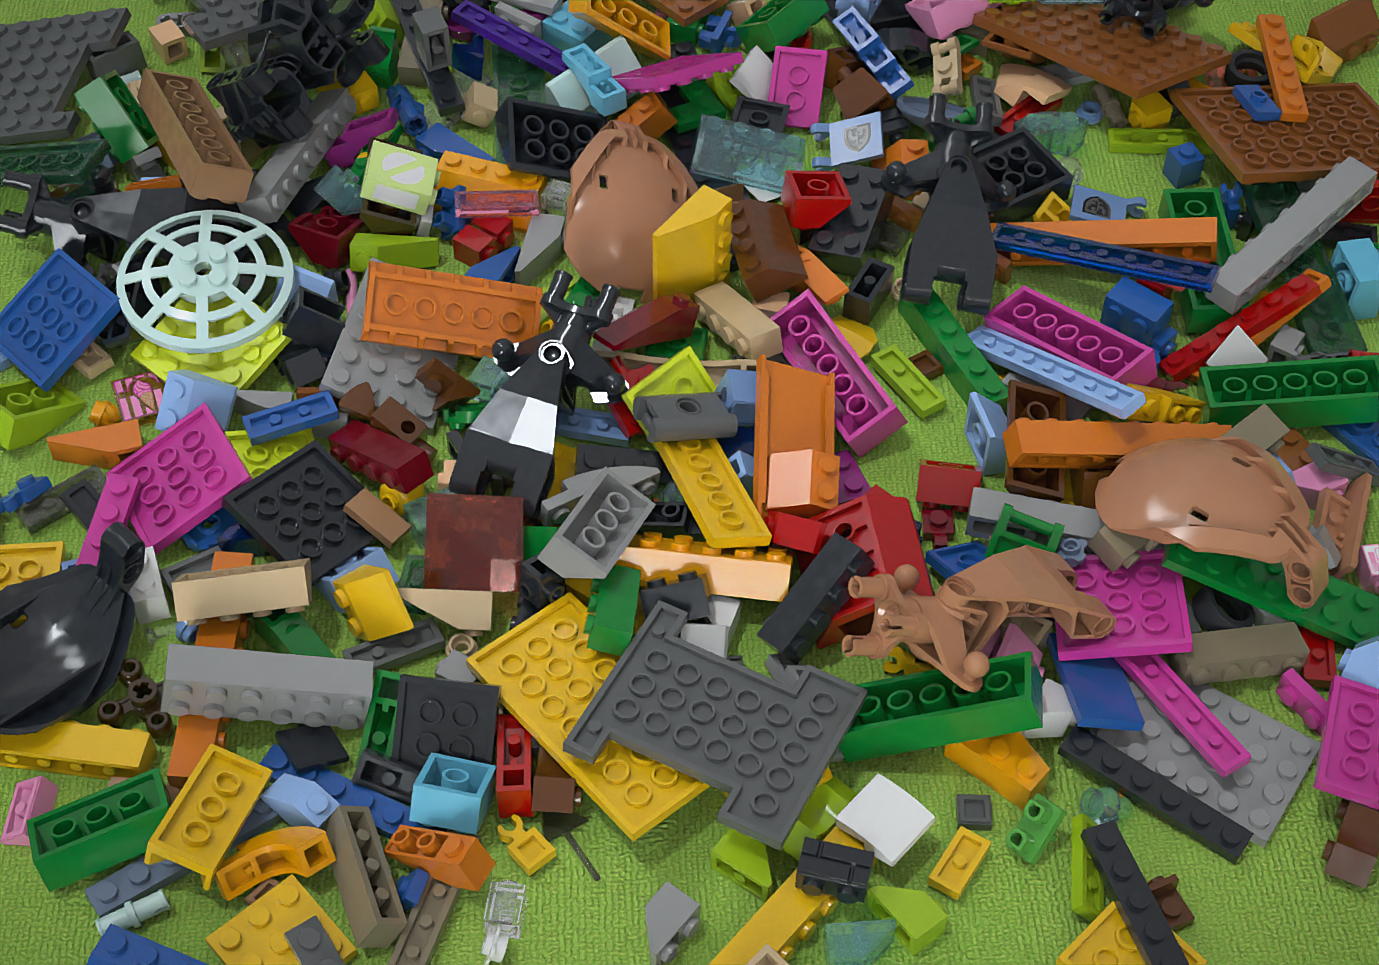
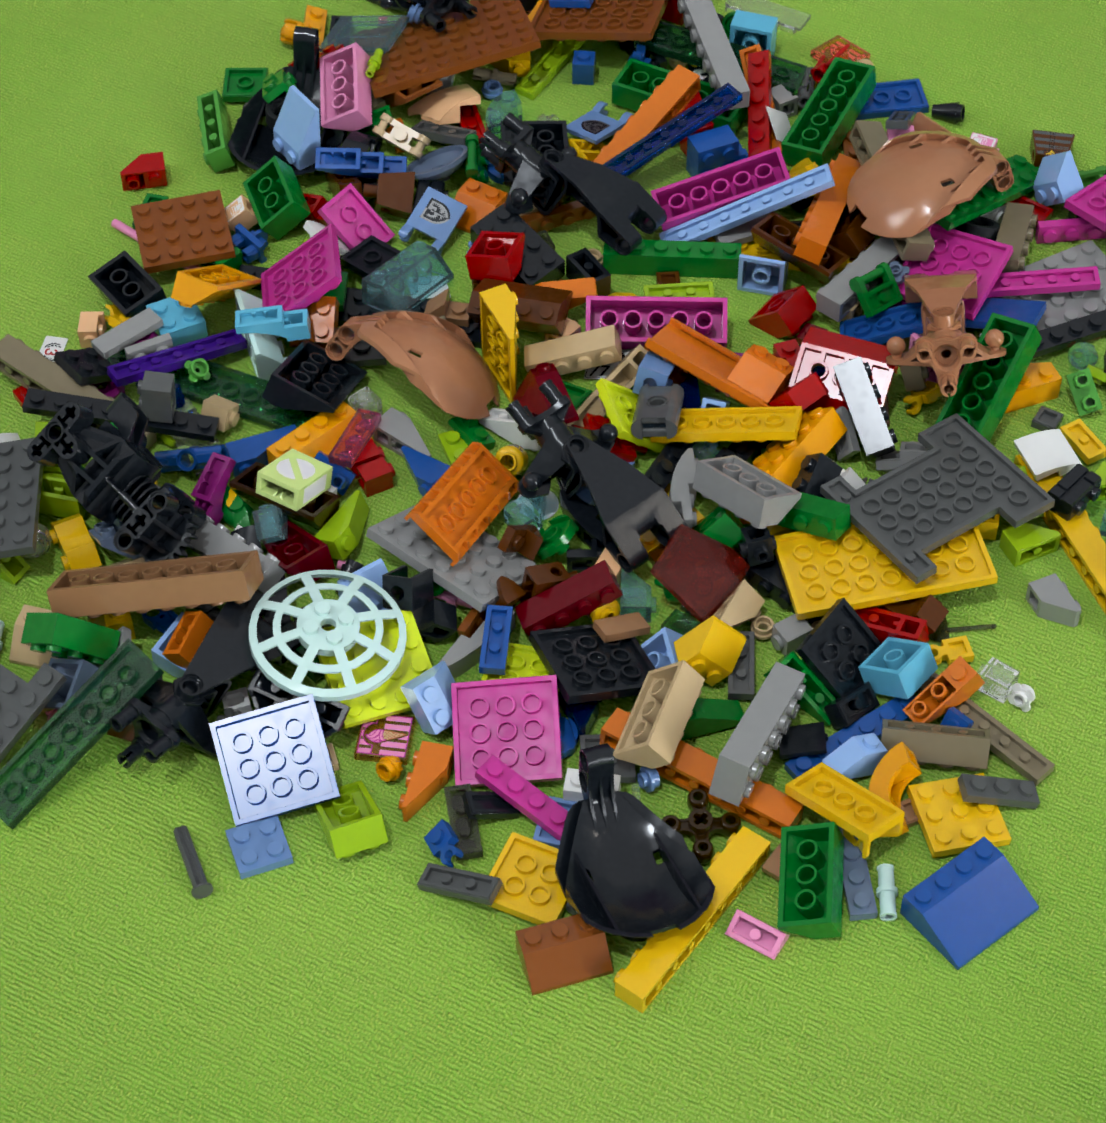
camera: 60 degrees left, 0 degrees up
(511, 66) = (199, 364): none -> bright green plate

